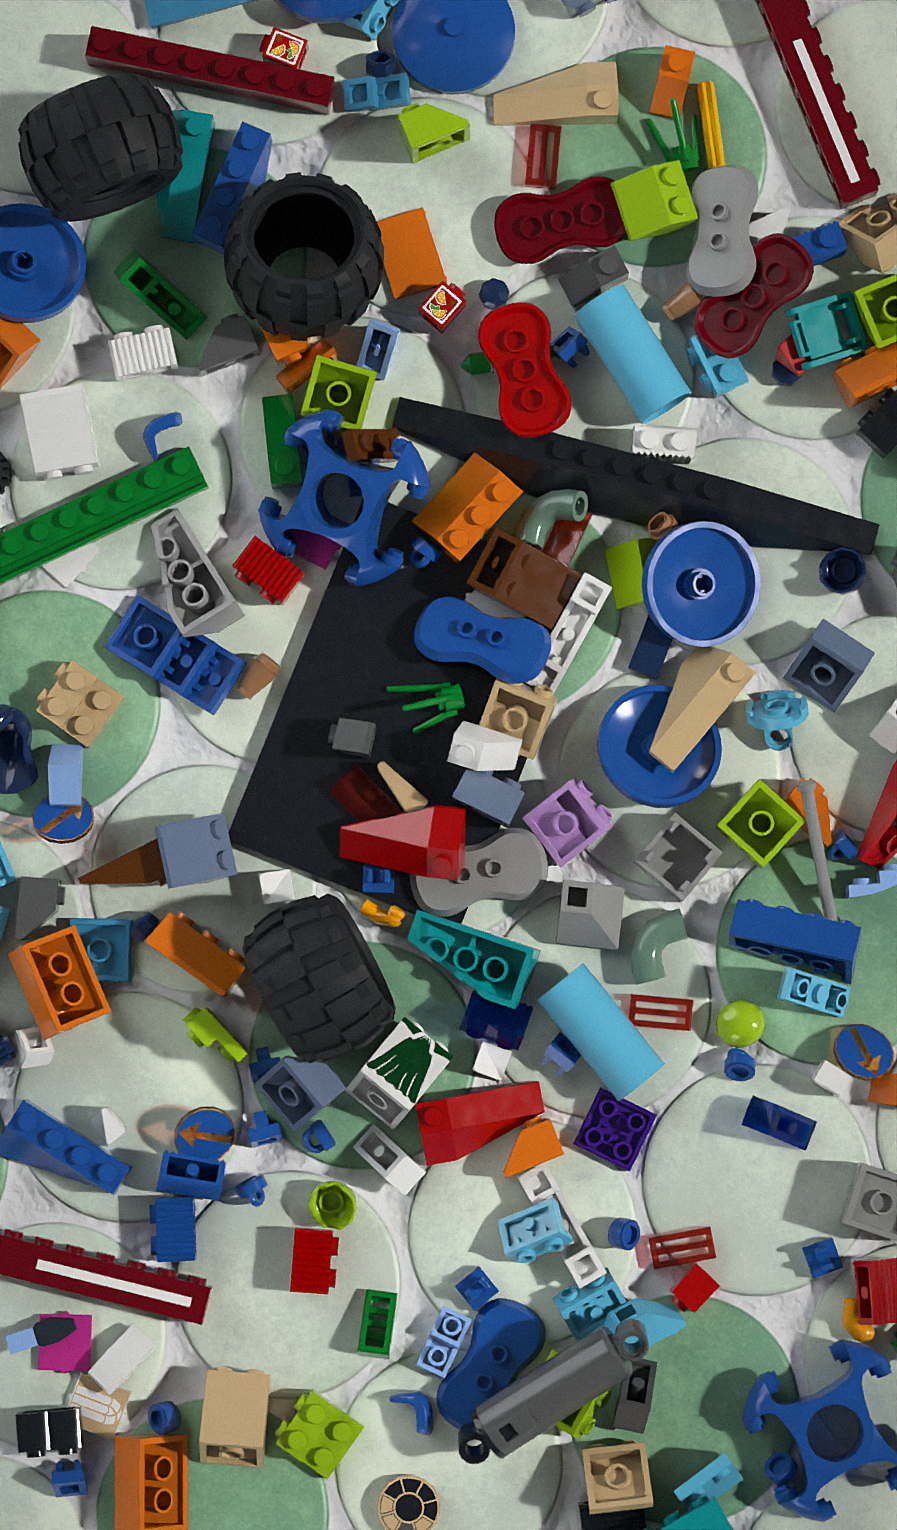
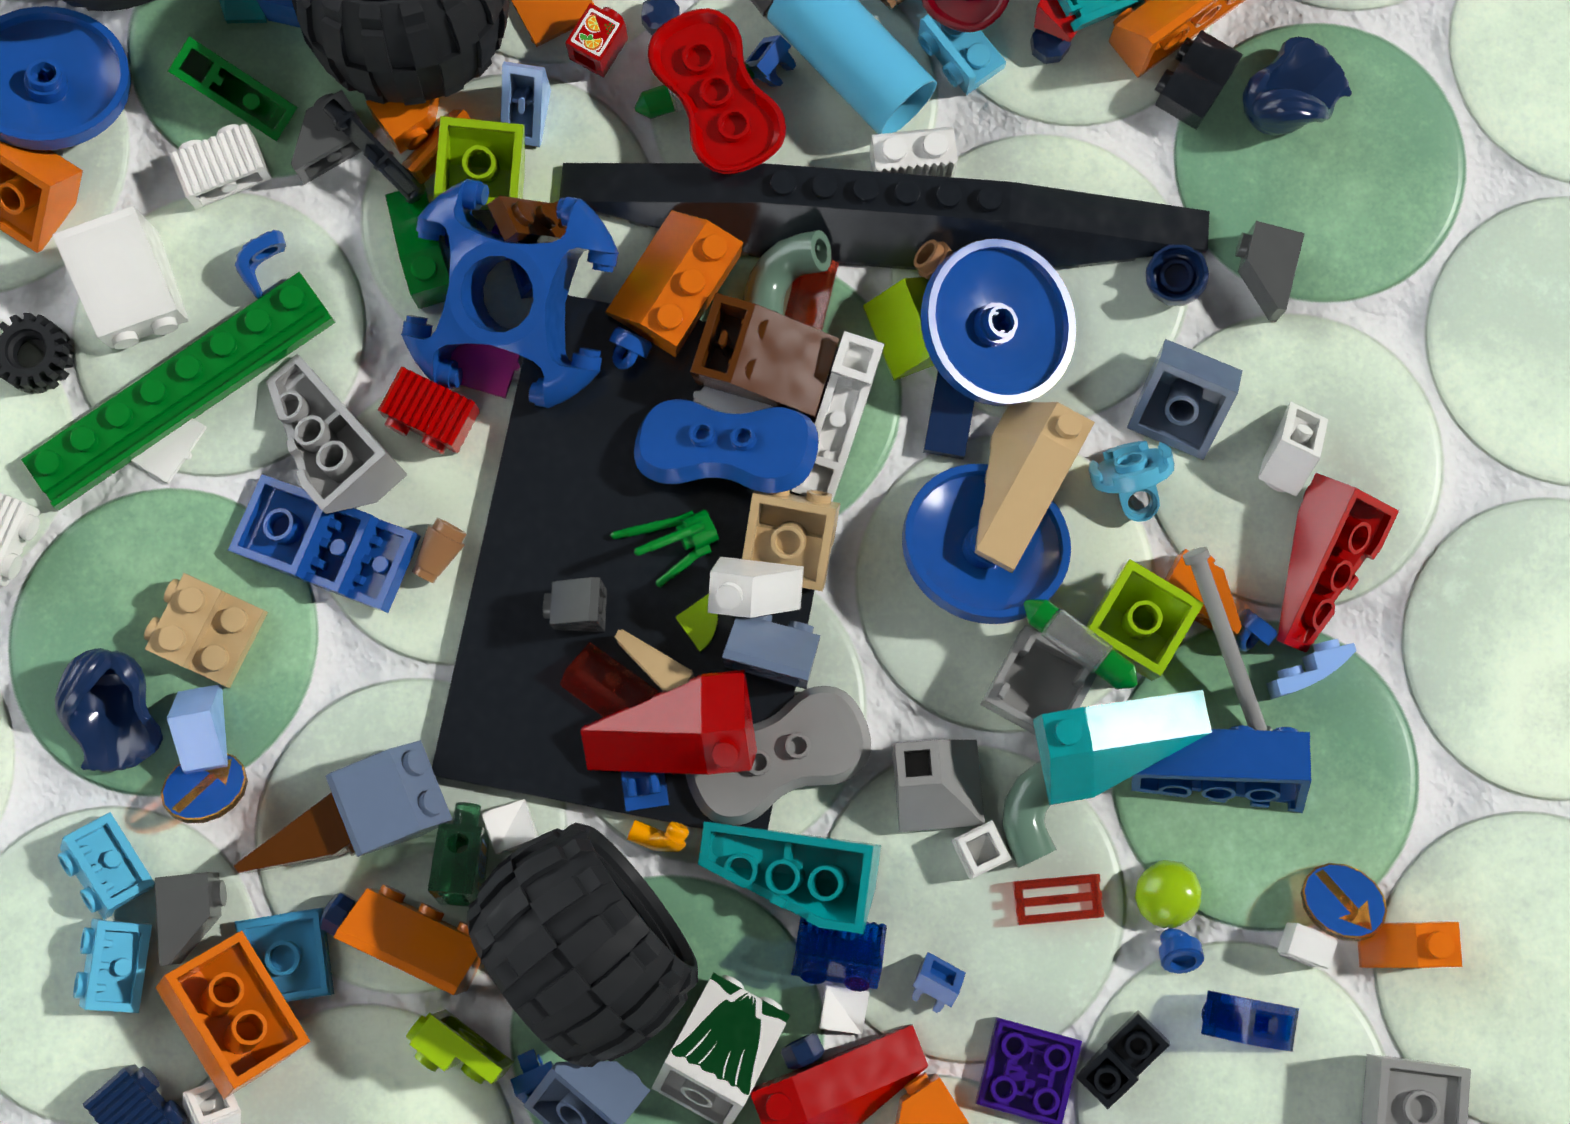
camera: 10 degrees left, 5 degrees down
(237, 914) = (456, 875): none -> clear green torso
(262, 369) = (375, 152): none -> black piece
(439, 766) = (699, 624): none -> lime tile
(457, 1084) = (802, 1051): none -> dark blue tile
(569, 821) = (885, 664): lavender plate -> none
(601, 1032) = (986, 943): medium azure piece -> none
(612, 966) = (981, 849): none -> white slope
(683, 1133) = (1122, 1059): none -> black slope
(710, 833) = (1080, 643): none -> piece
(715, 908) = (1107, 743): none -> teal wedge
(813, 992) = (1257, 833): medium azure slope -> none

